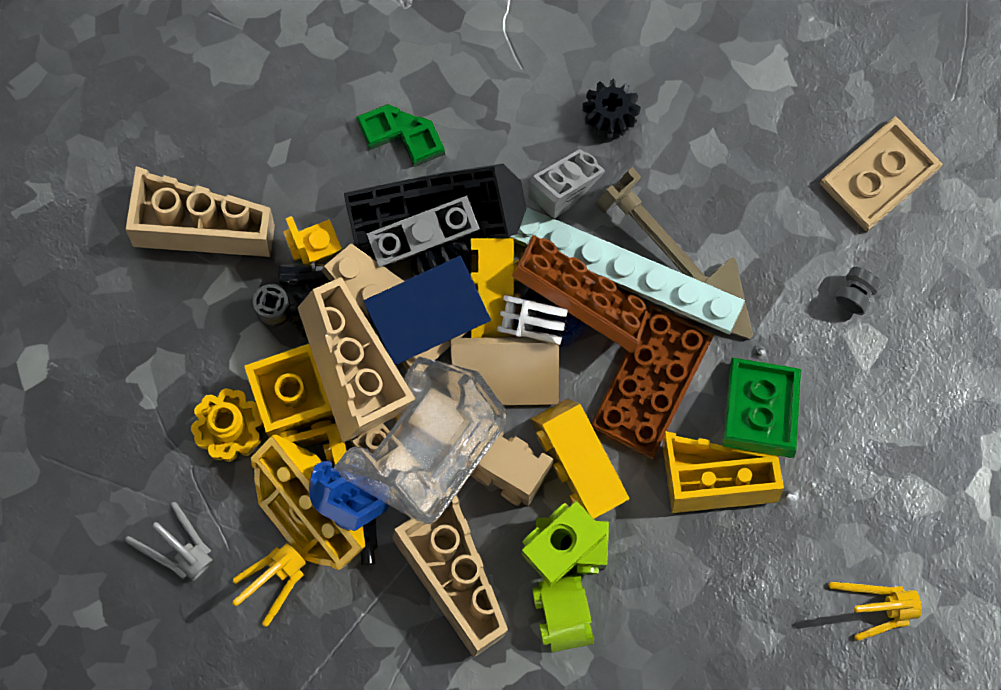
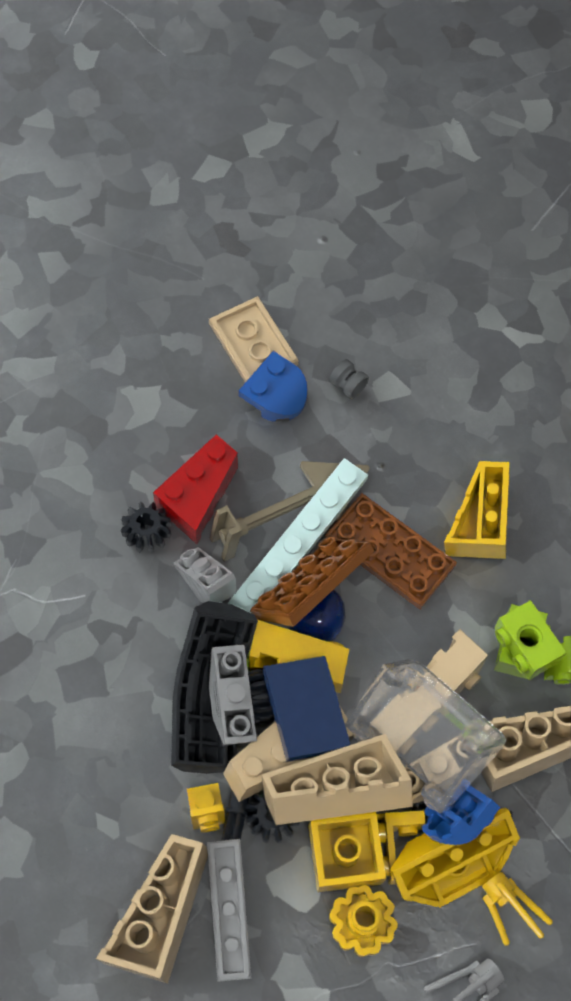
camera: 80 degrees left, 10 degrees down
(213, 287) = (229, 910): none -> light grey tile
(275, 312) = (260, 862): dark grey wheel -> none
(390, 123) = (122, 696): green tile -> none
(513, 367) = (363, 650): tan tile -> none
(528, 319) = (331, 622): white arm -> none
(579, 457) = (437, 617): yellow wedge -> none
(672, 151) = (197, 487): none -> red wedge
(762, 408) = (434, 467): green tile -> none
(822, 211) = (276, 389): none -> blue slope

